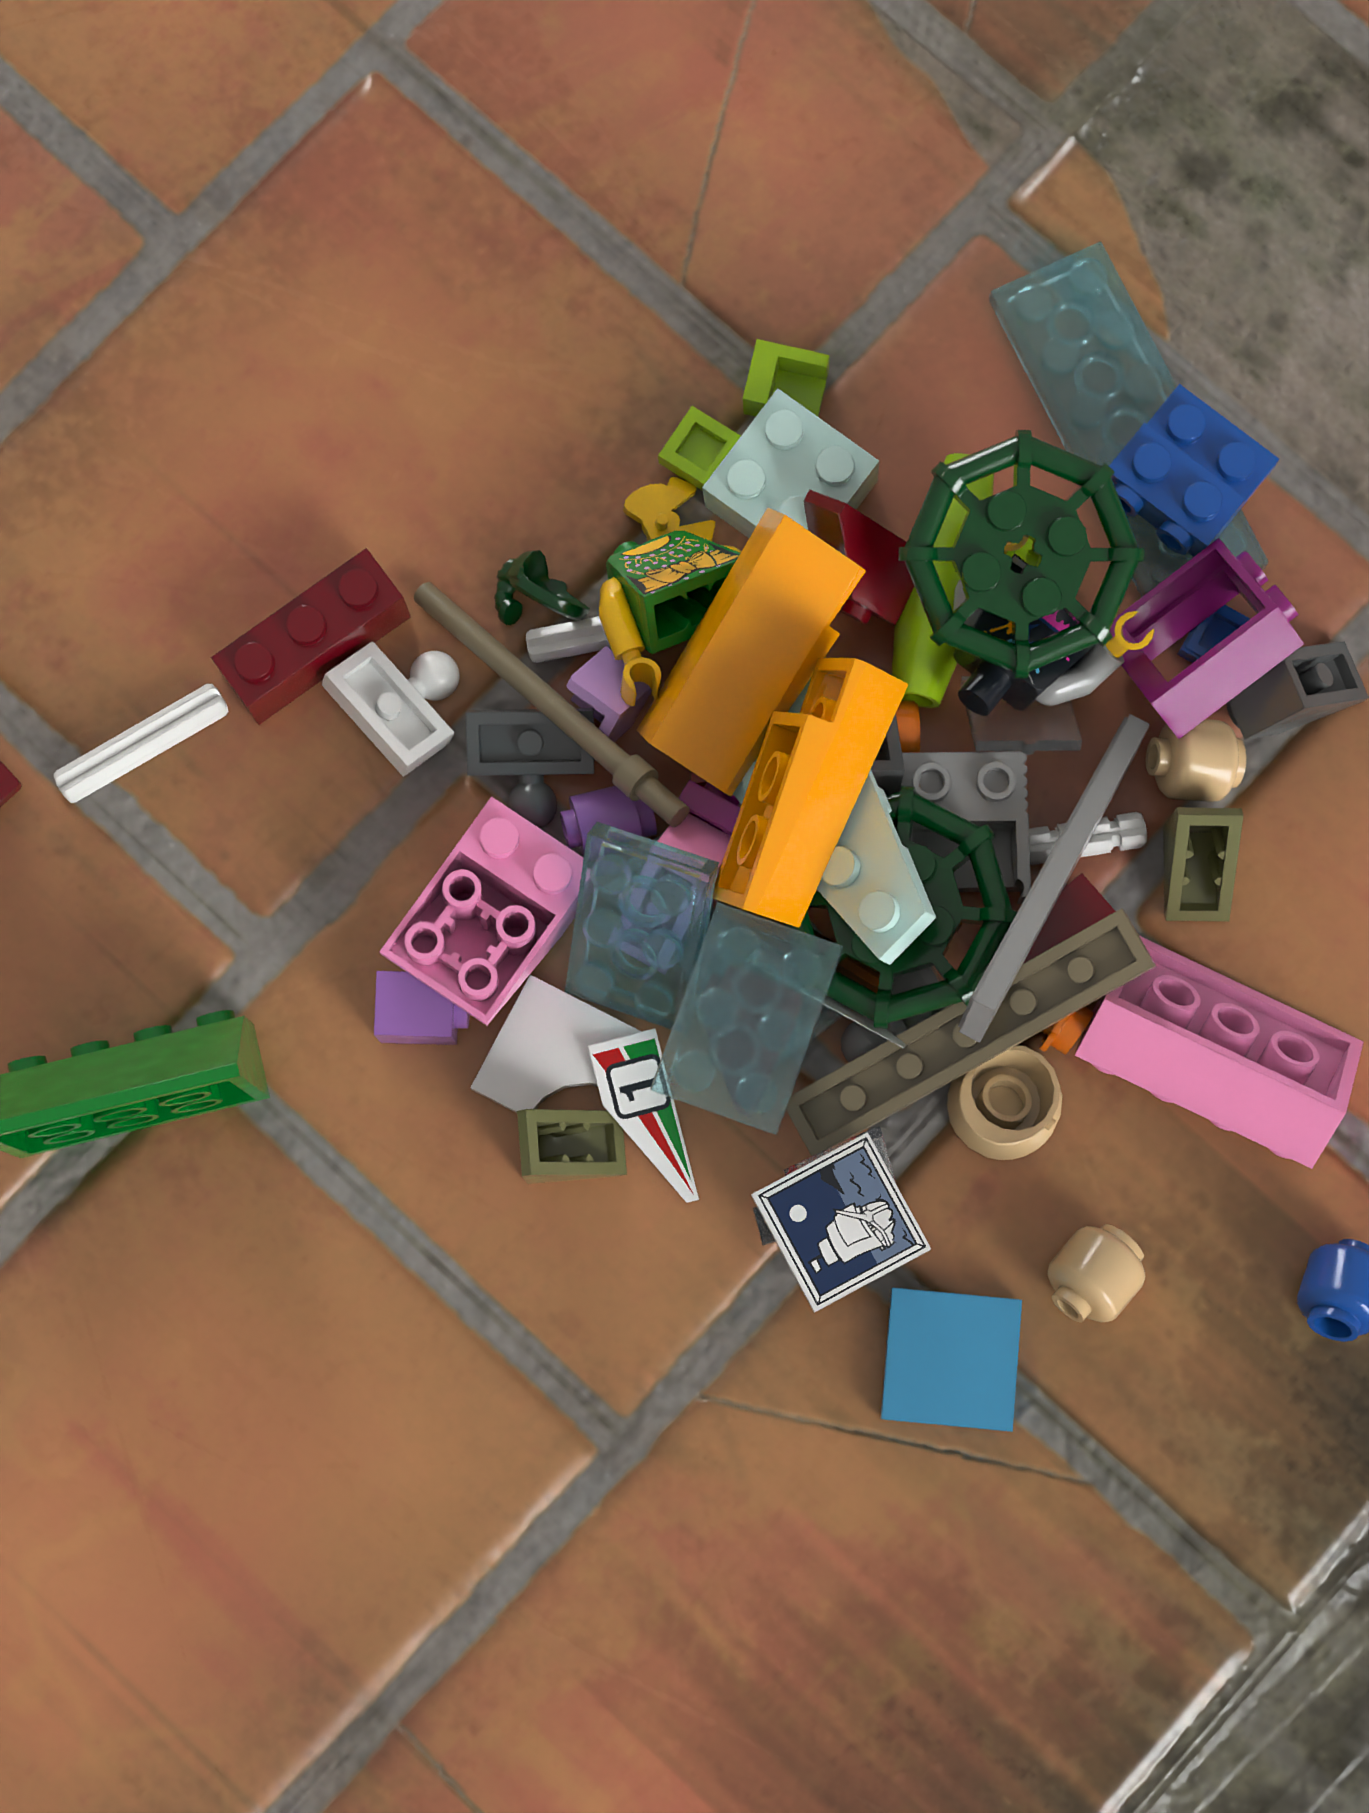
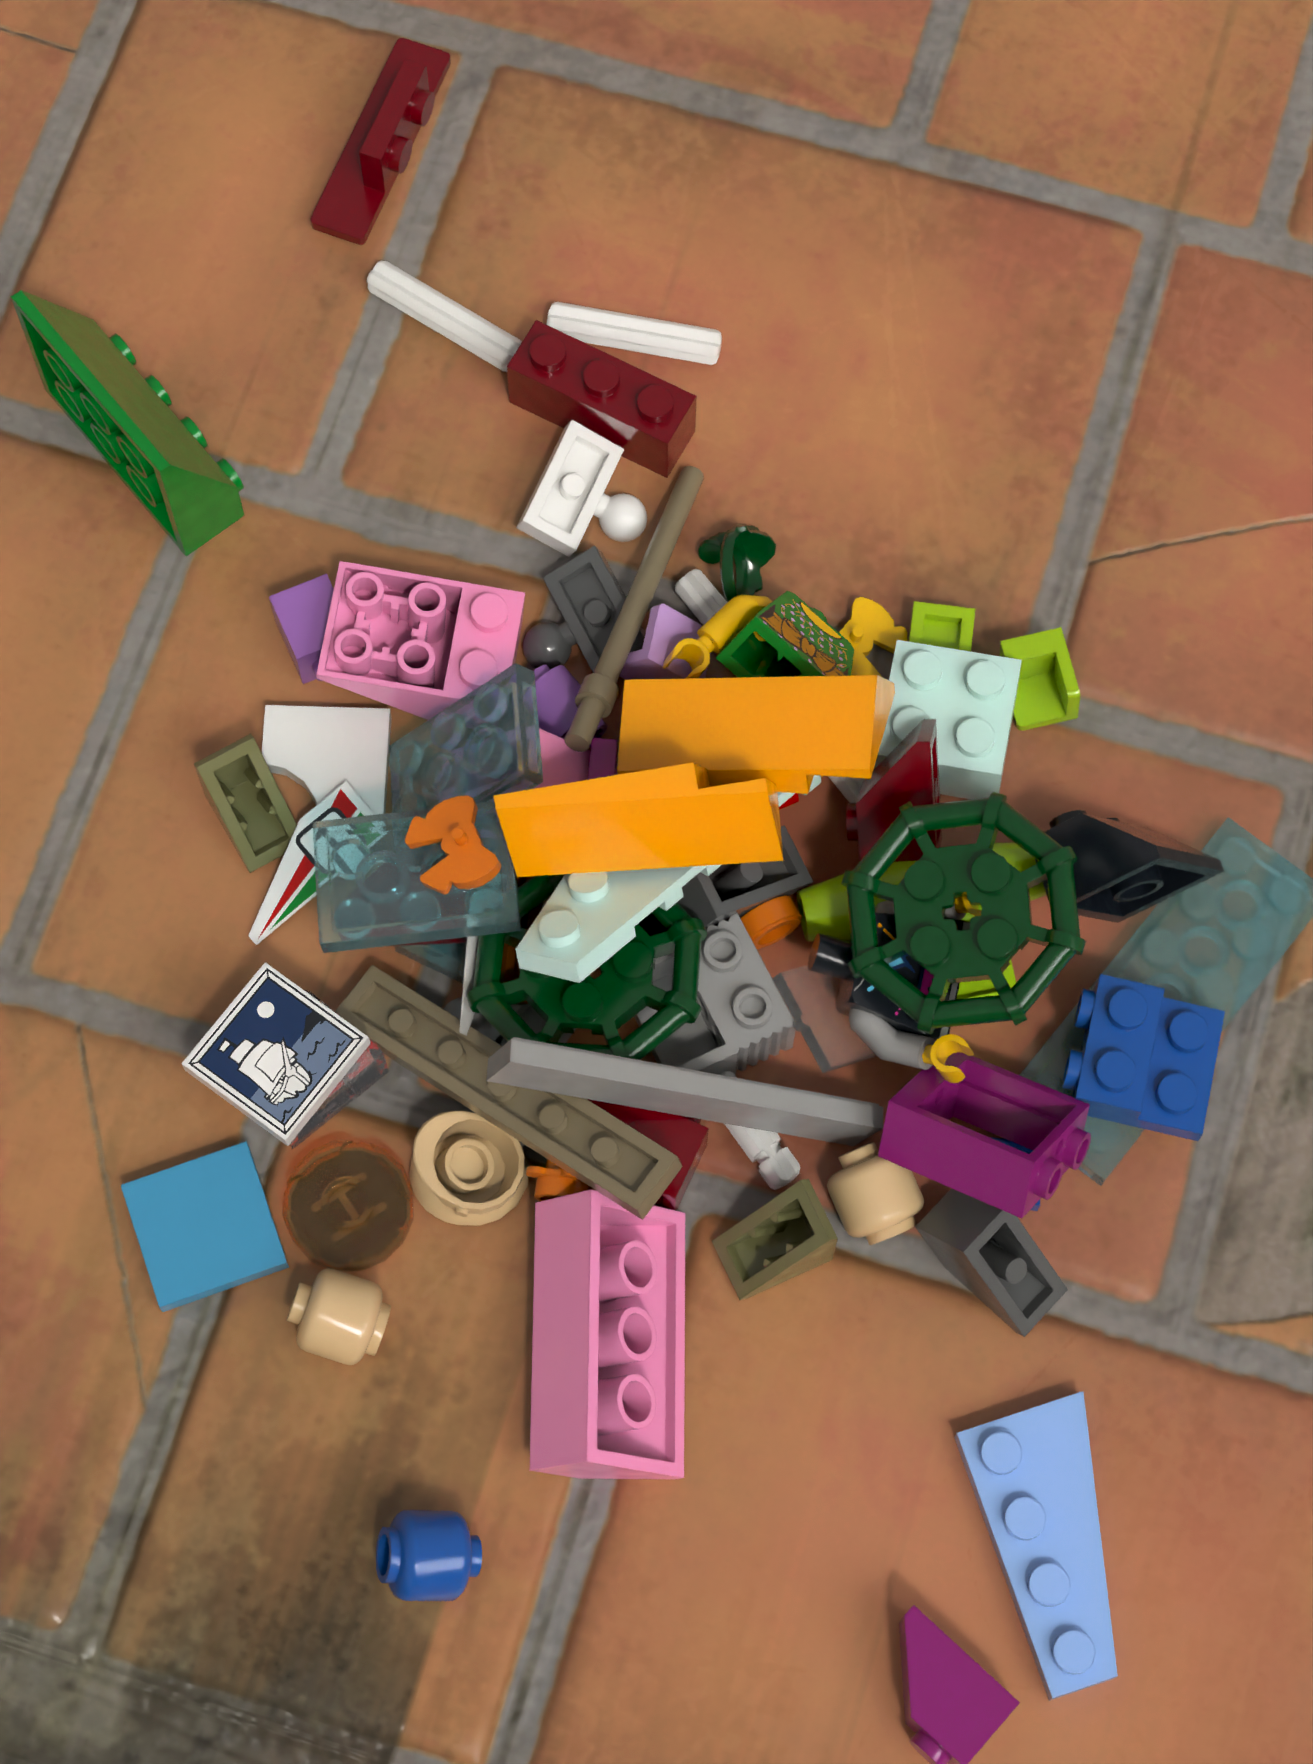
camera: 60 degrees right, 10 degrees down
(249, 576) = (636, 333): none -> white axle
(764, 963) = (467, 860): none -> orange piece
(989, 1222) = (348, 1205): none -> clear orange tile
(1007, 392) = (1126, 865): none -> black slope

